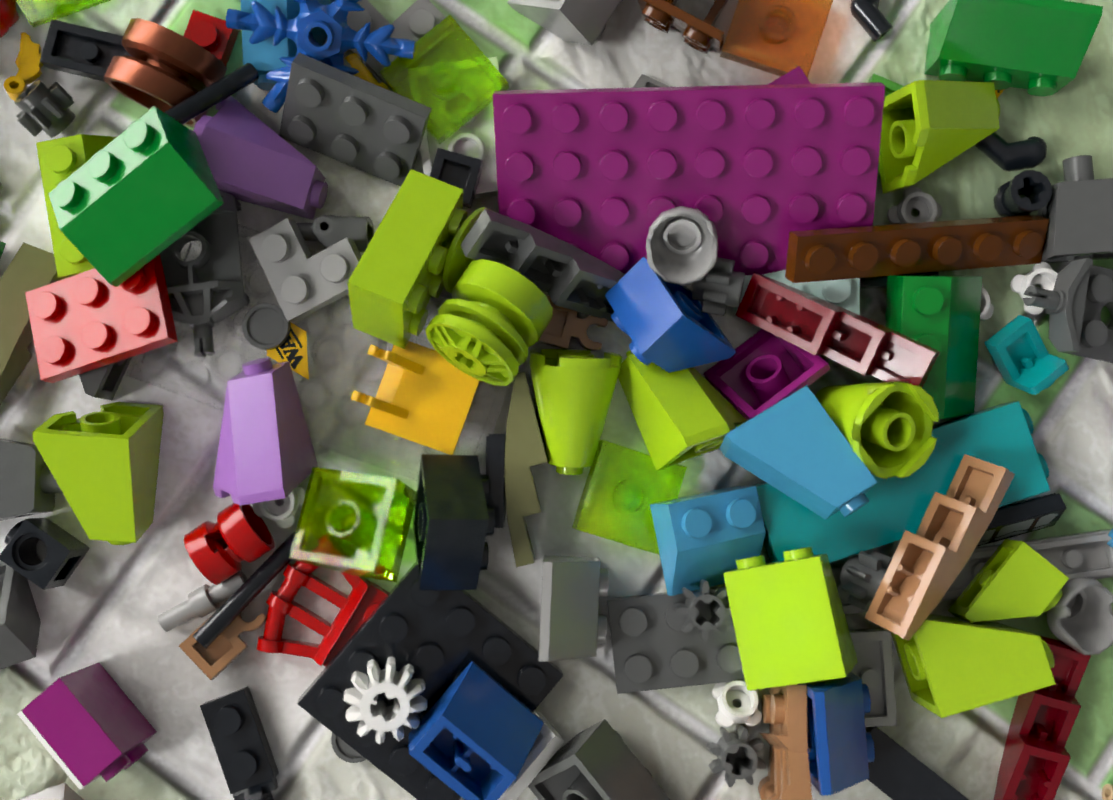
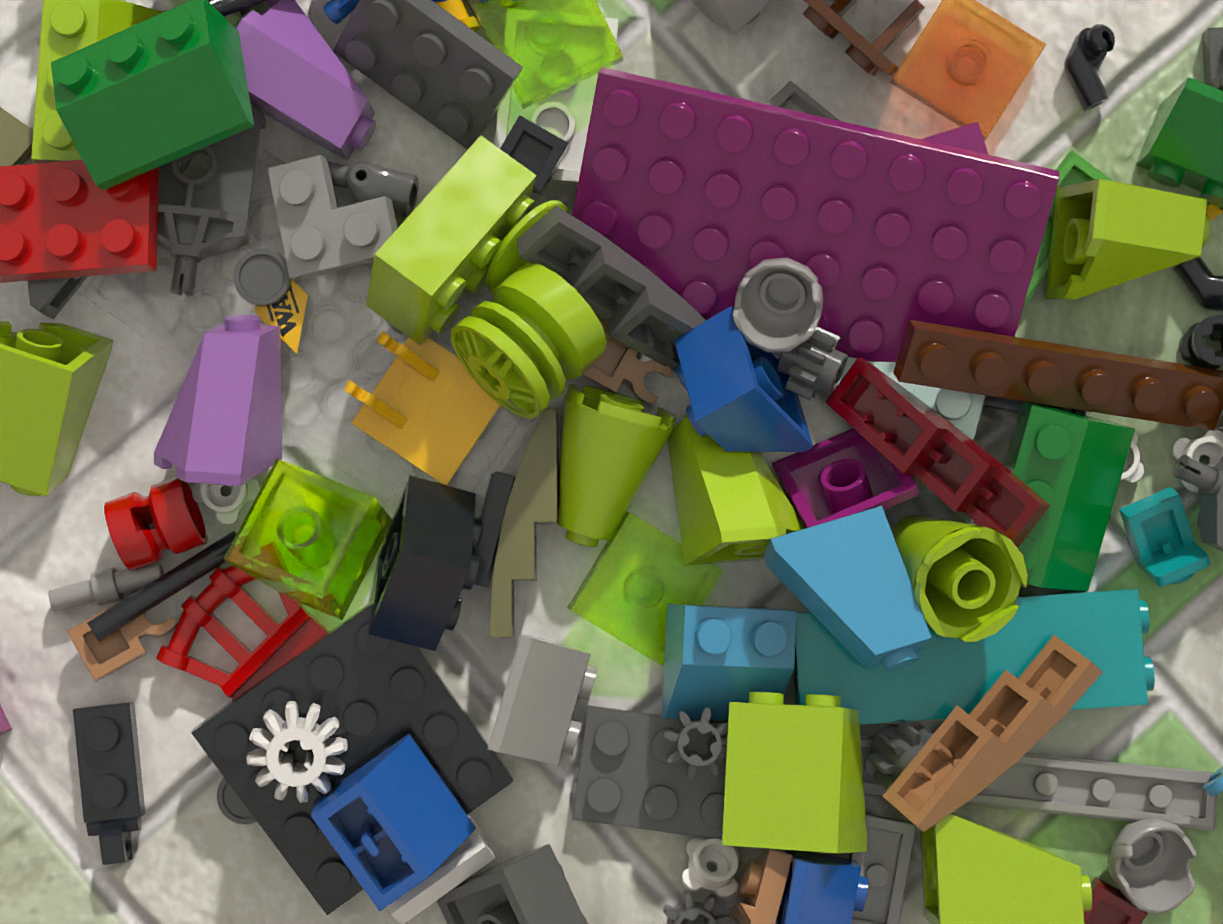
camera: 15 degrees right, 0 degrees up
(915, 199) = (1082, 316): light grey plate -> none
(1010, 586) = (1072, 806): lime slope -> none
(1024, 518) = (1102, 732): black tile -> none

